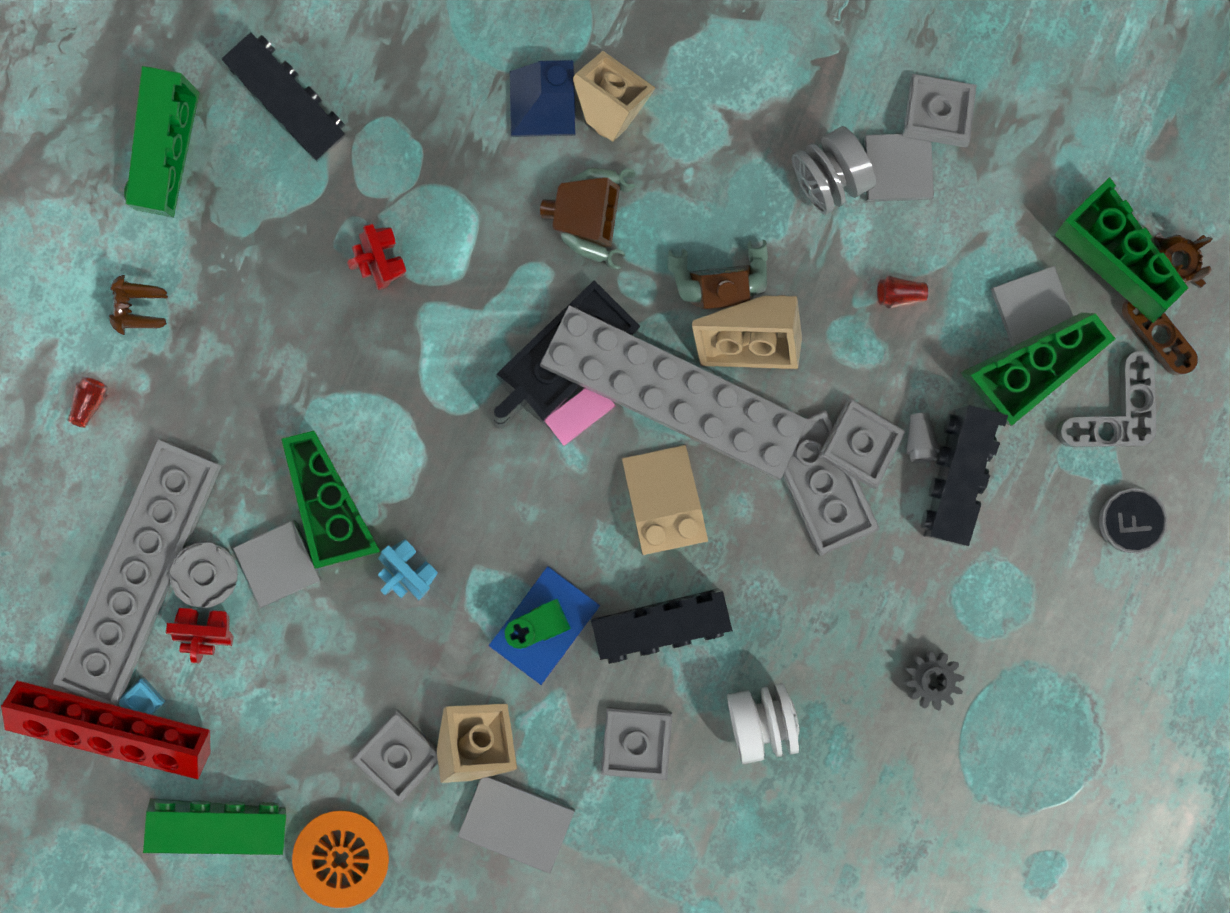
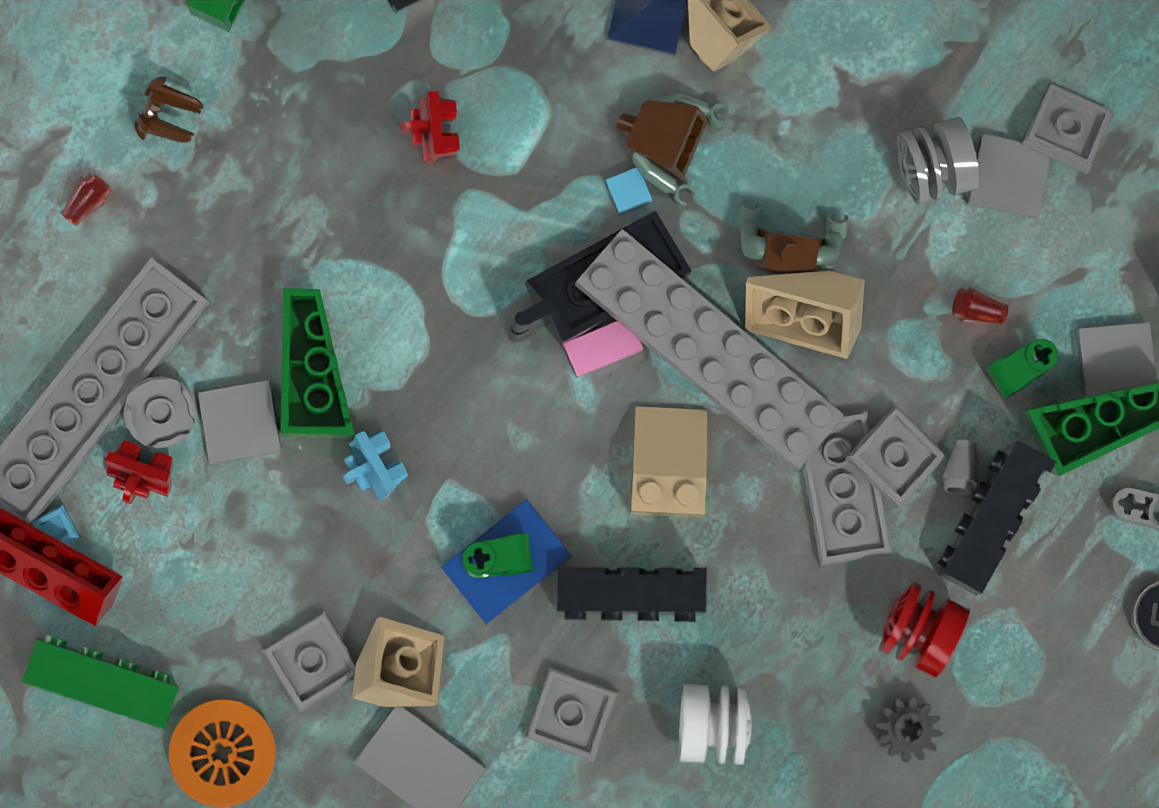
camera: 15 degrees right, 5 degrees down
(565, 268) = (628, 190): none -> medium azure tile
(934, 593) = (923, 629): none -> red wheel
(950, 338) = (1019, 370): none -> green piece

